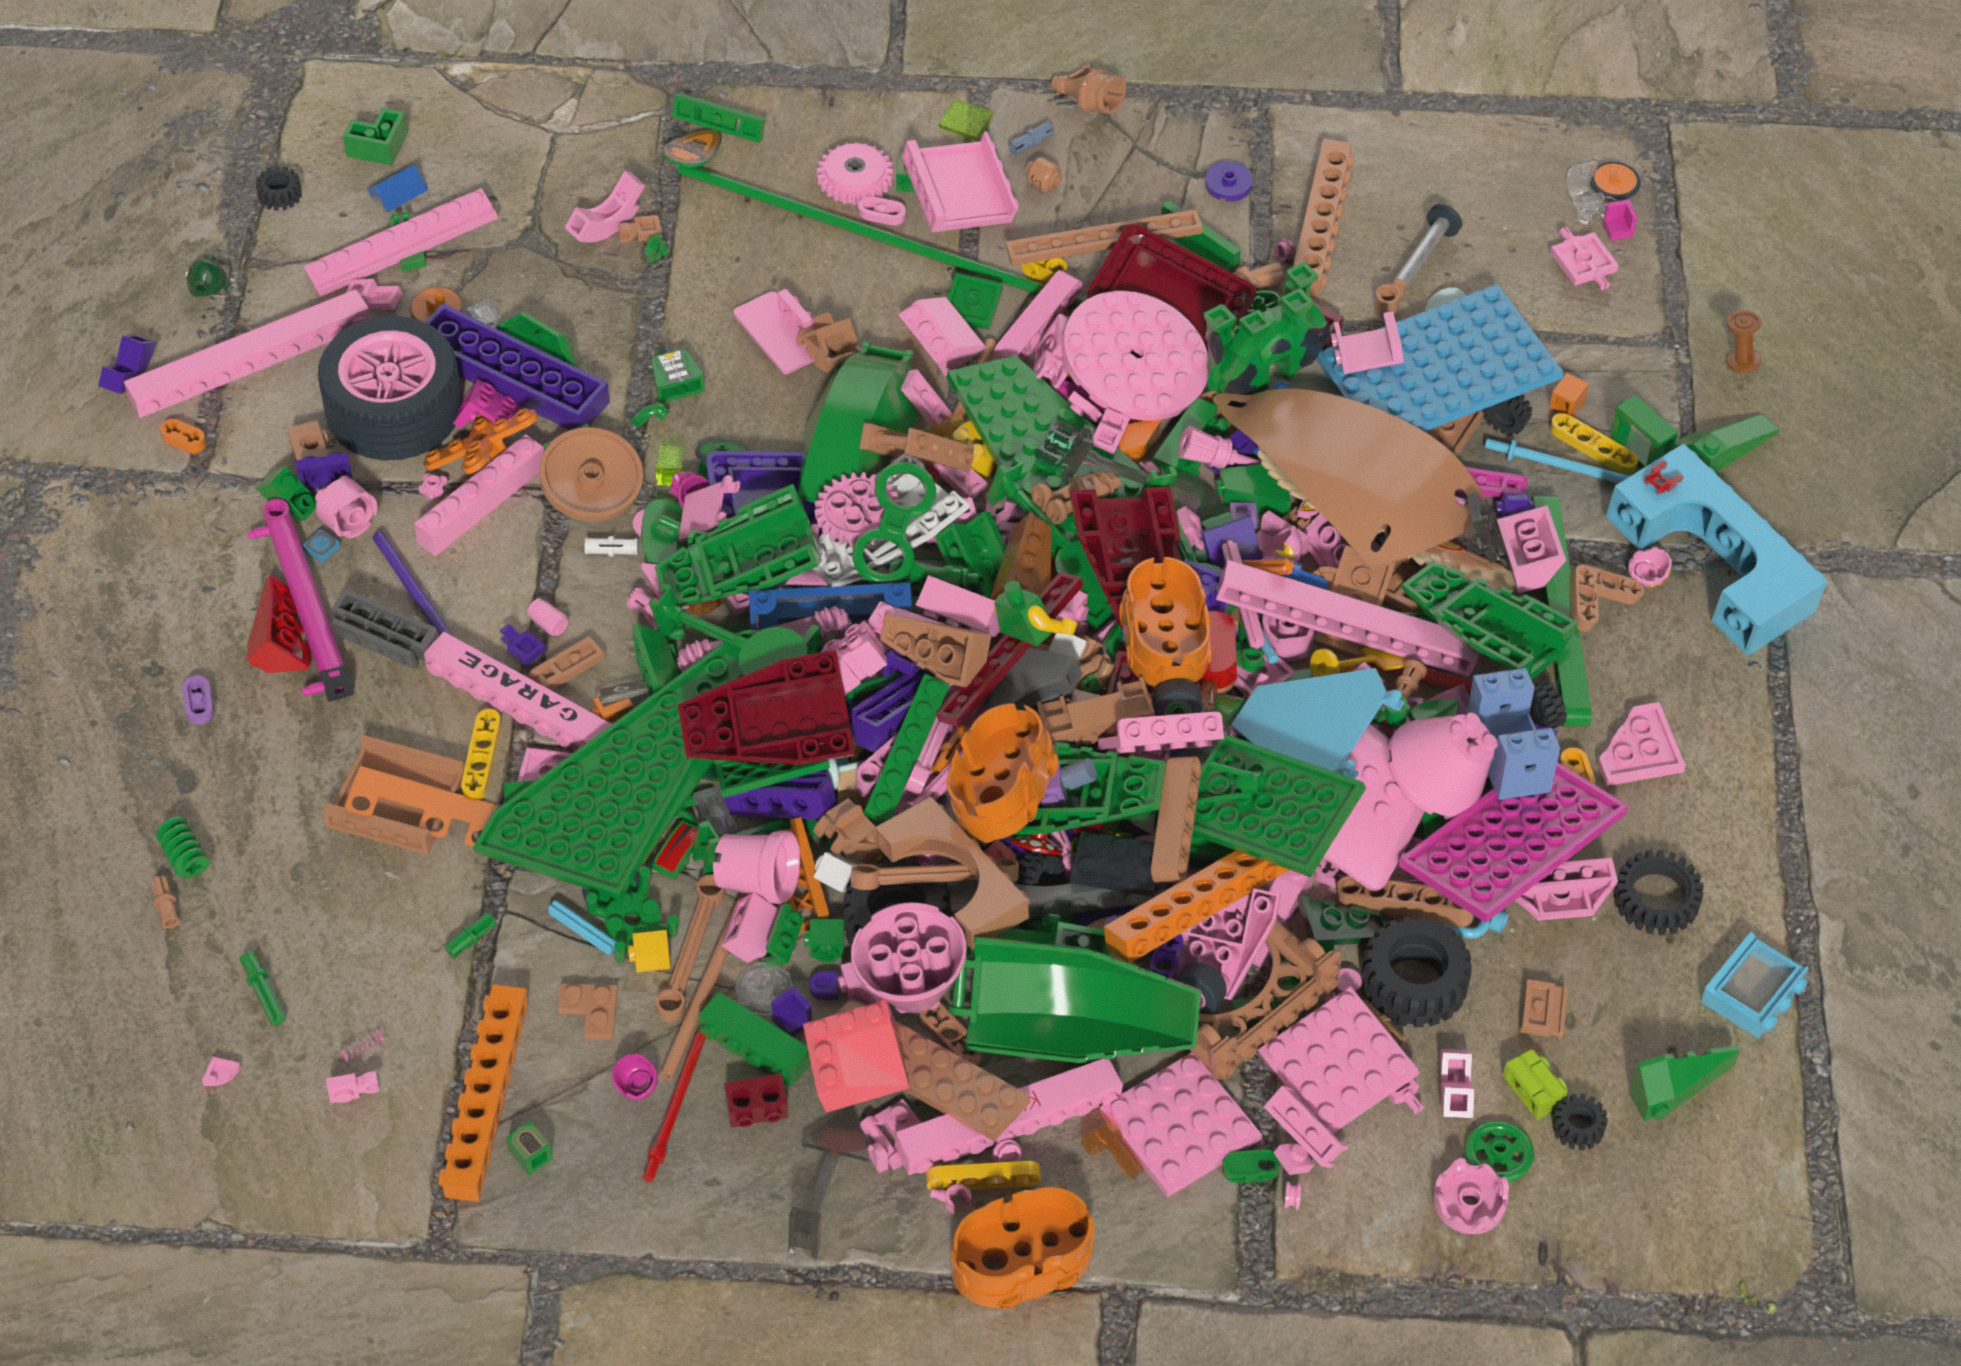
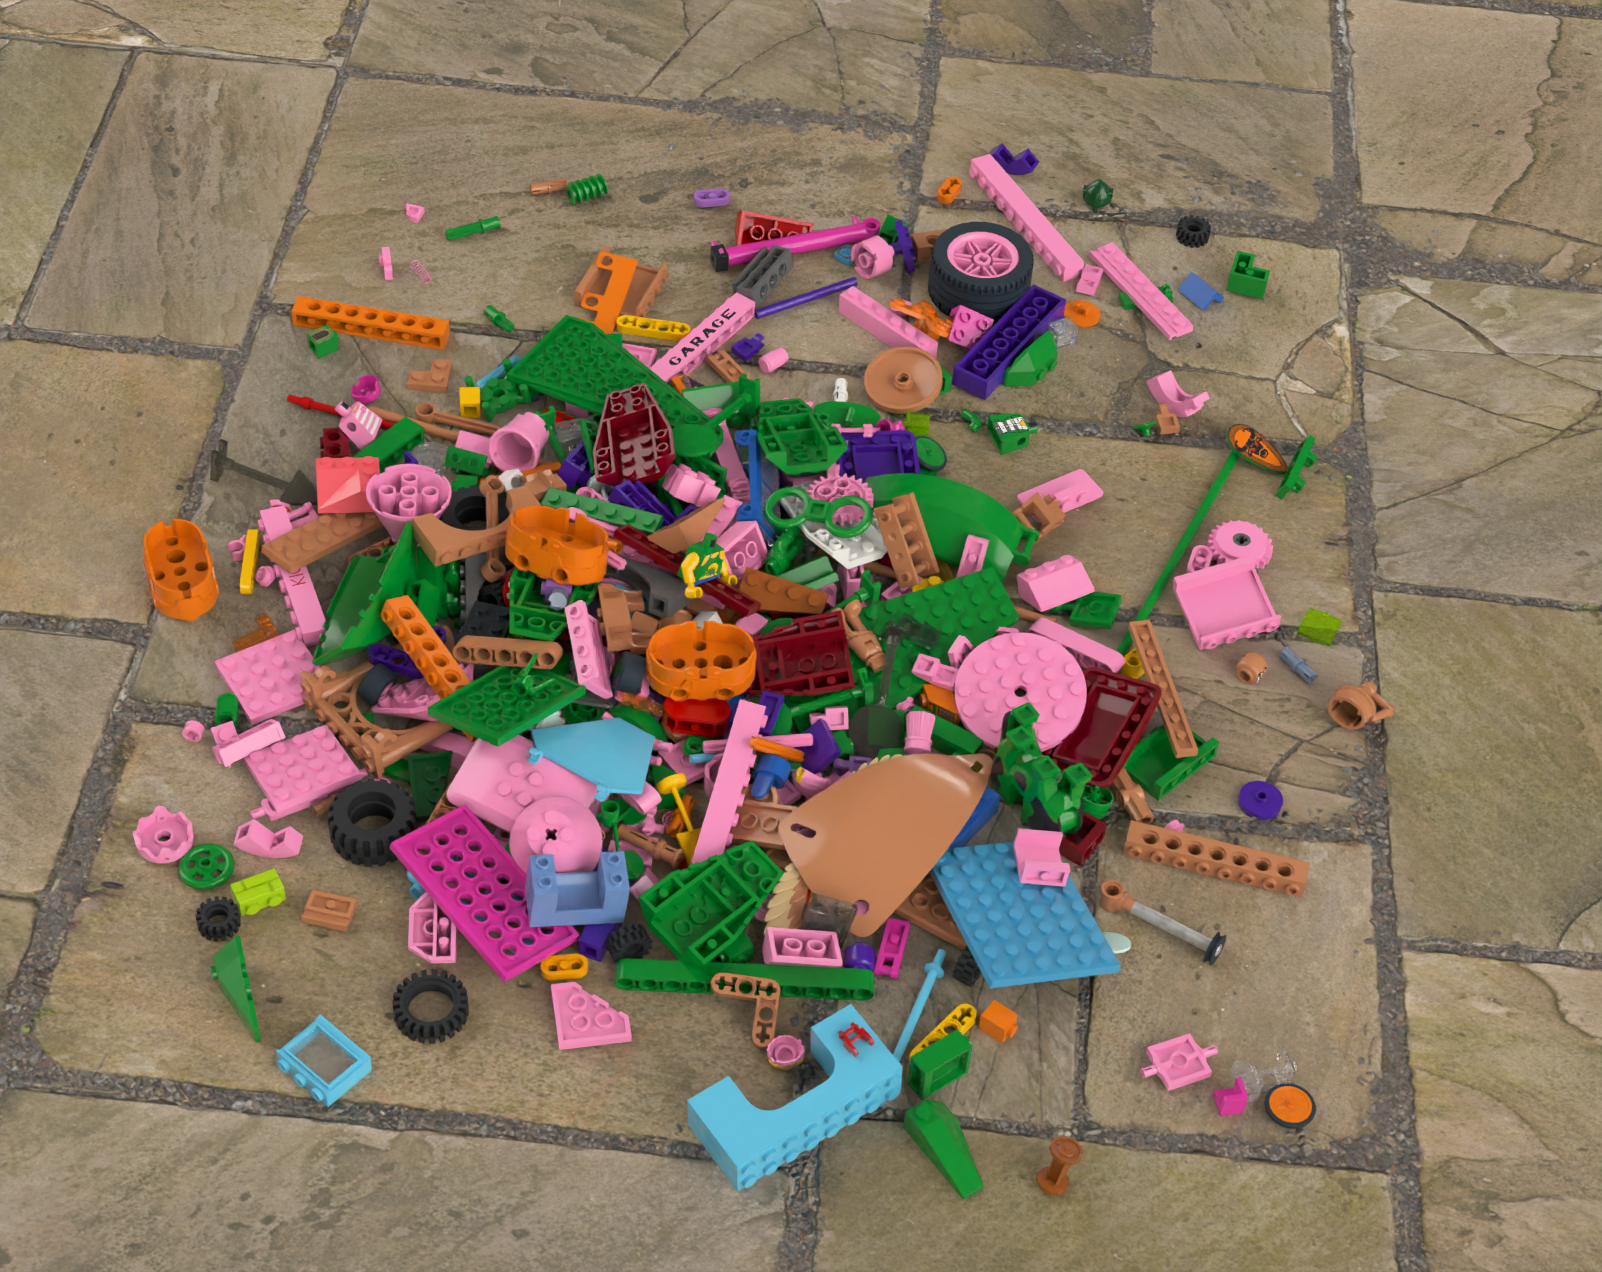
camera: 90 degrees right, 5 degrees down
(718, 1065) = (358, 423): none -> bright pink torso

